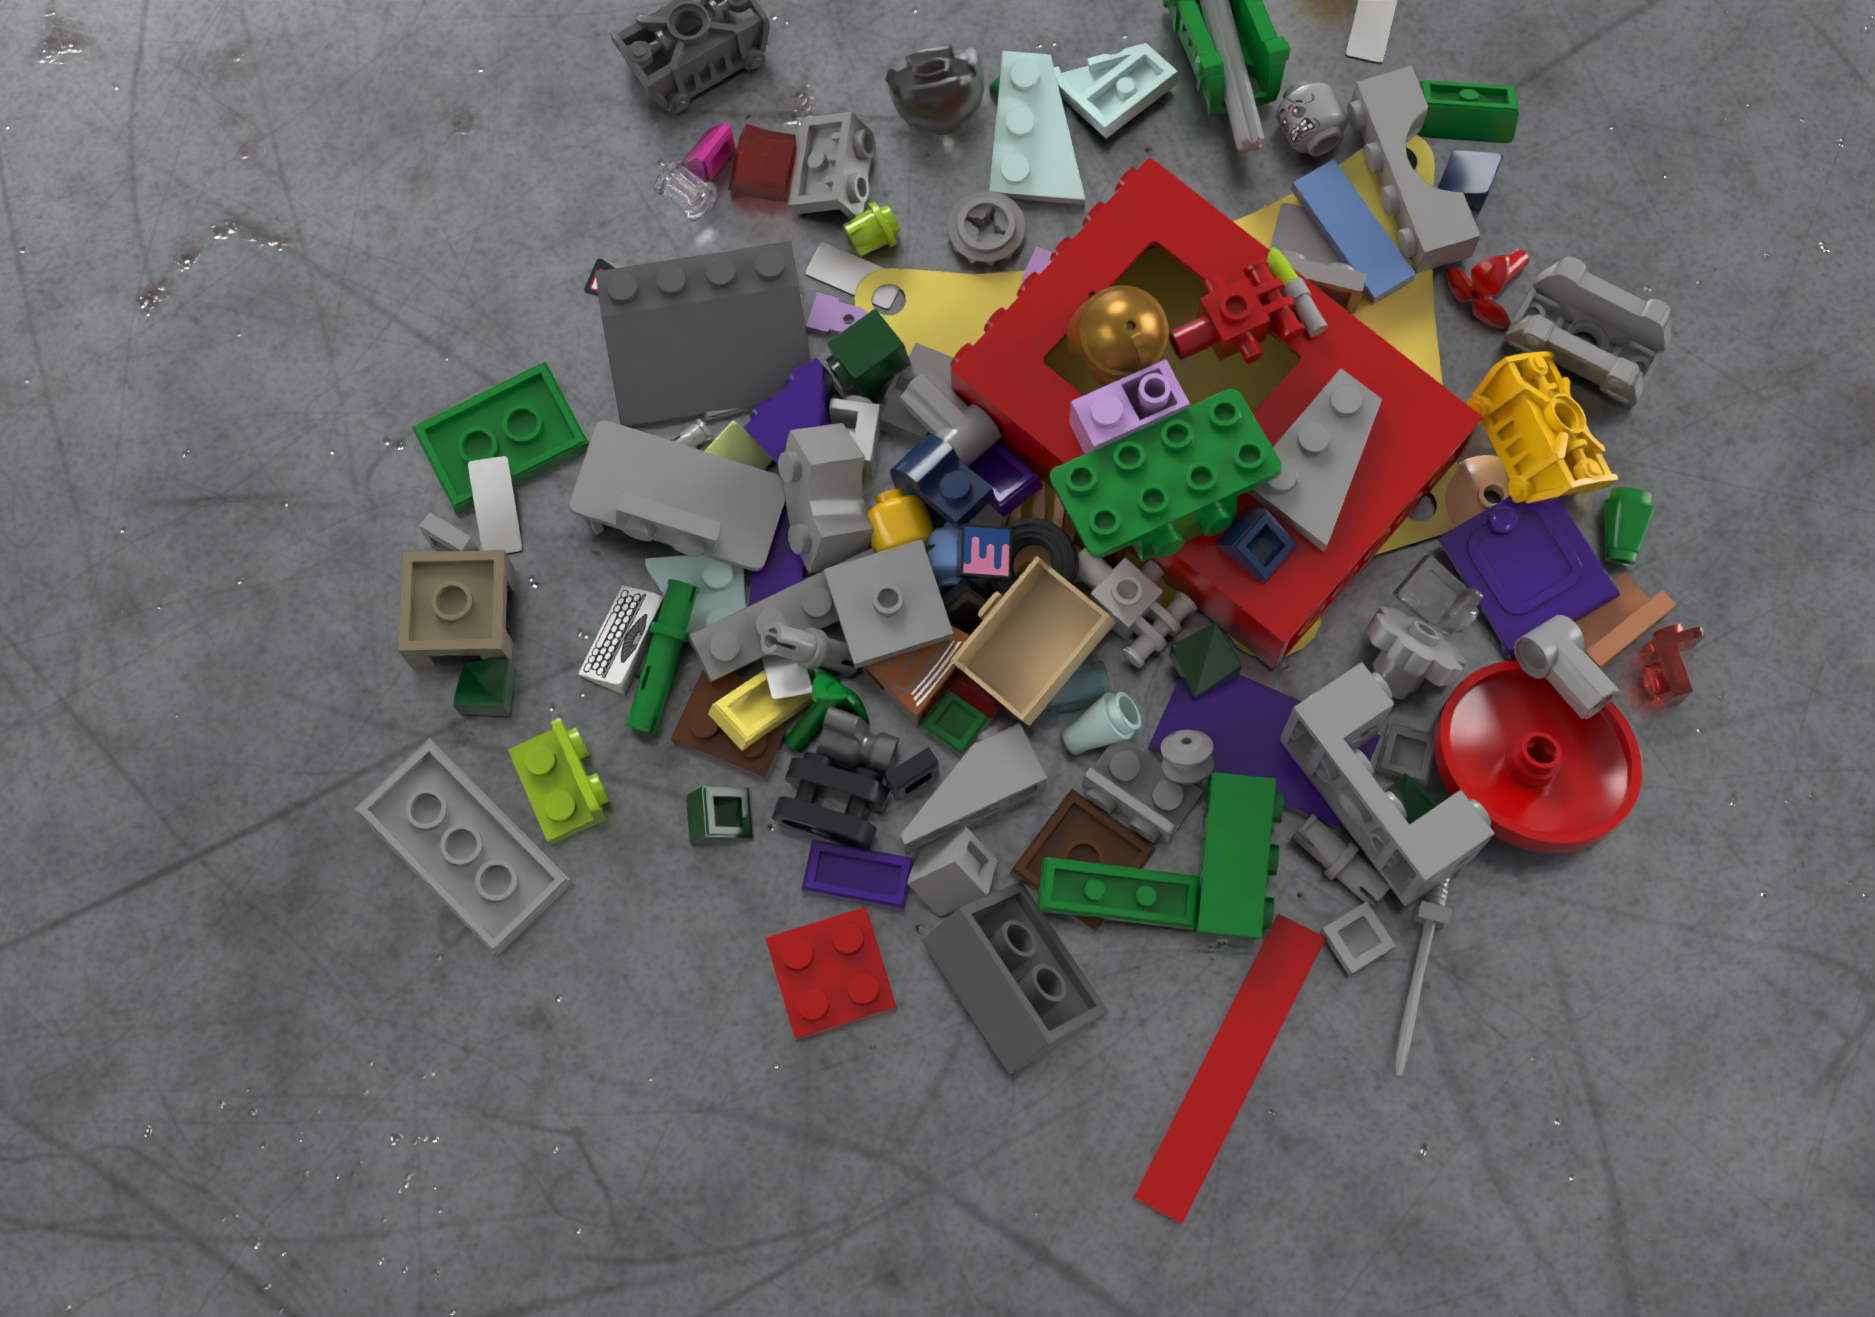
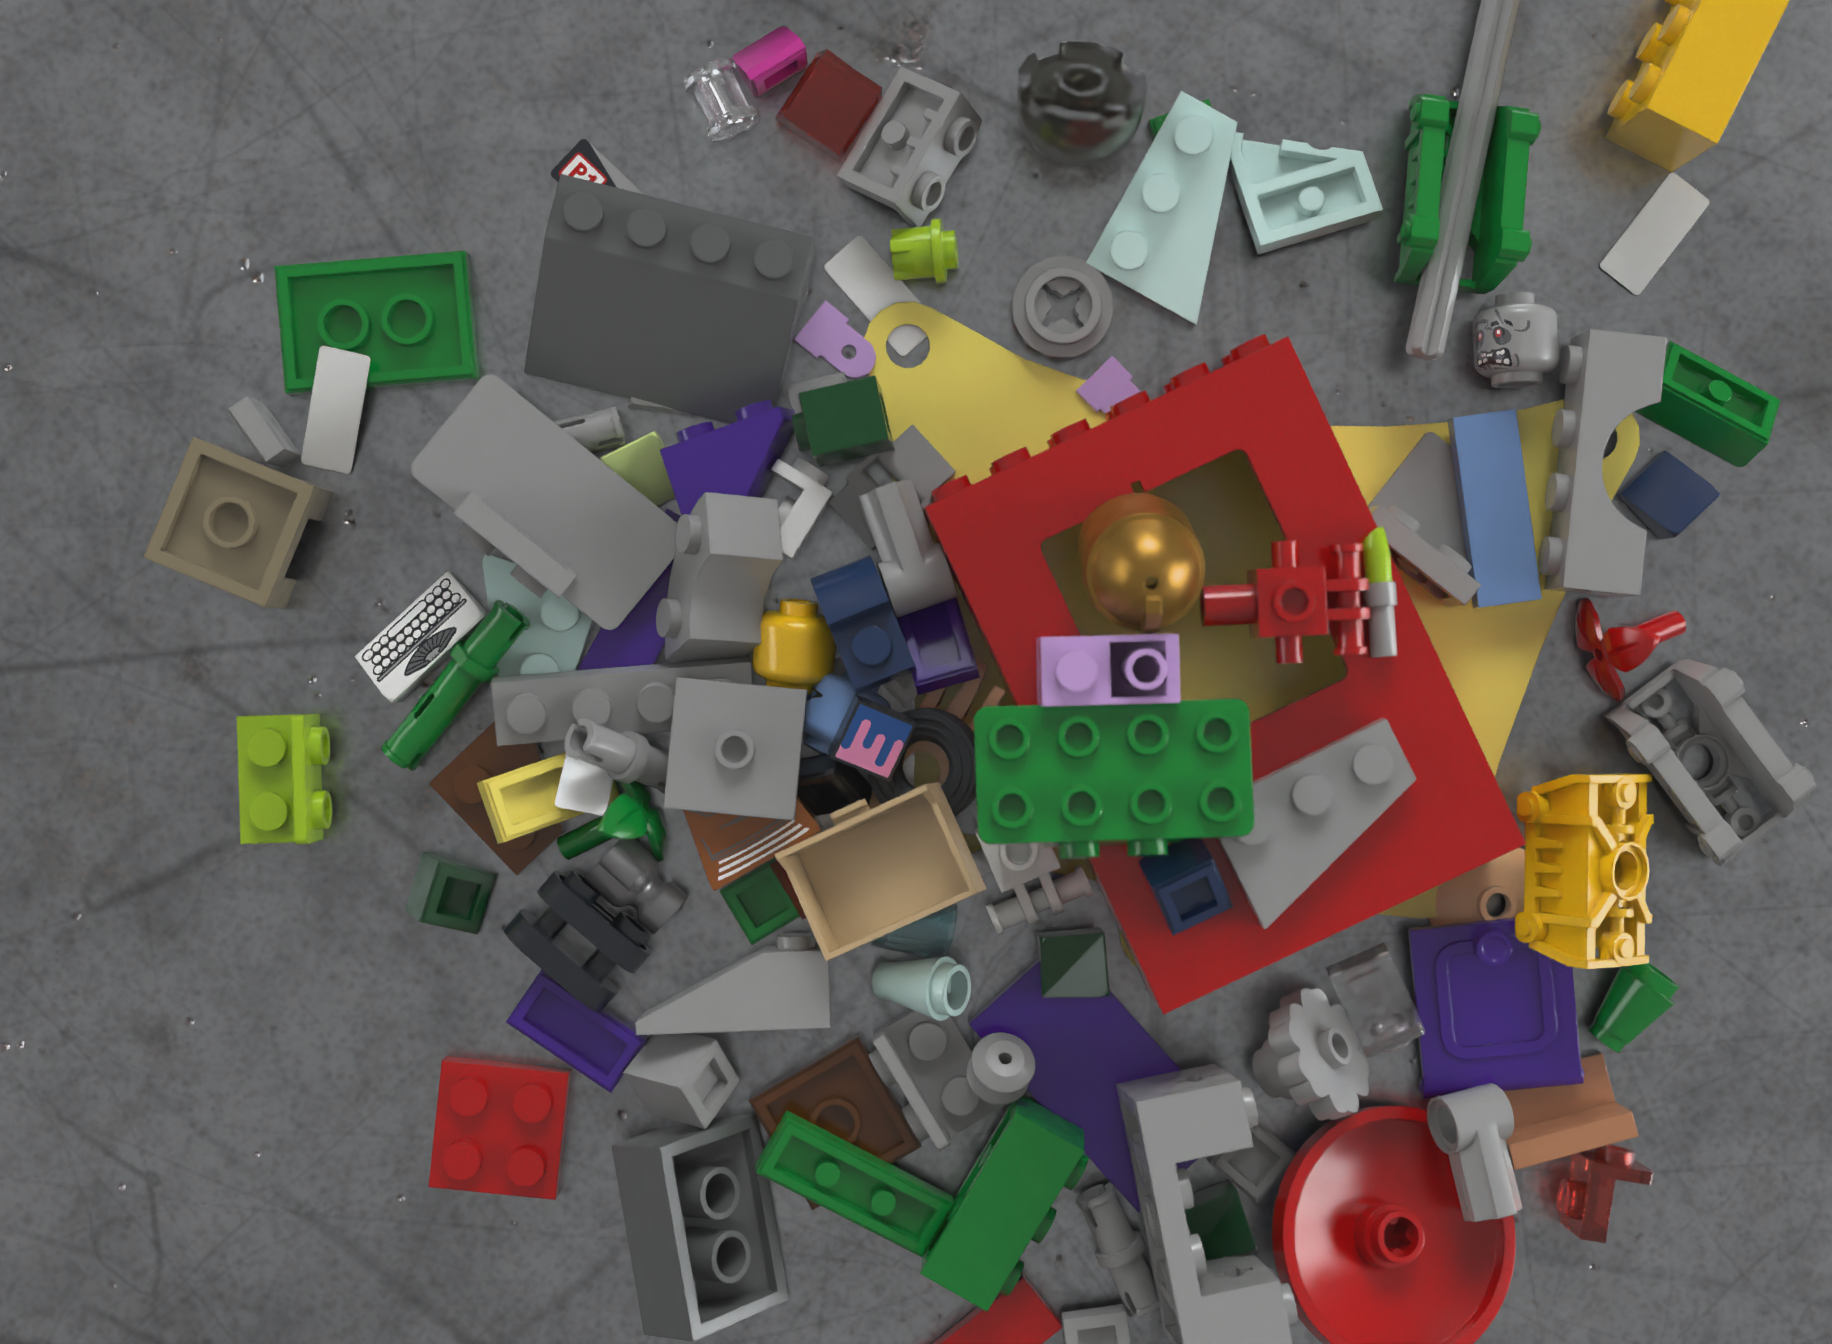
camera: 20 degrees right, 15 degrees up
(463, 847) = (145, 803): light grey tile -> none
(485, 688) = (239, 631): dark green slope -> none
(912, 774) = (684, 947): black tile -> none

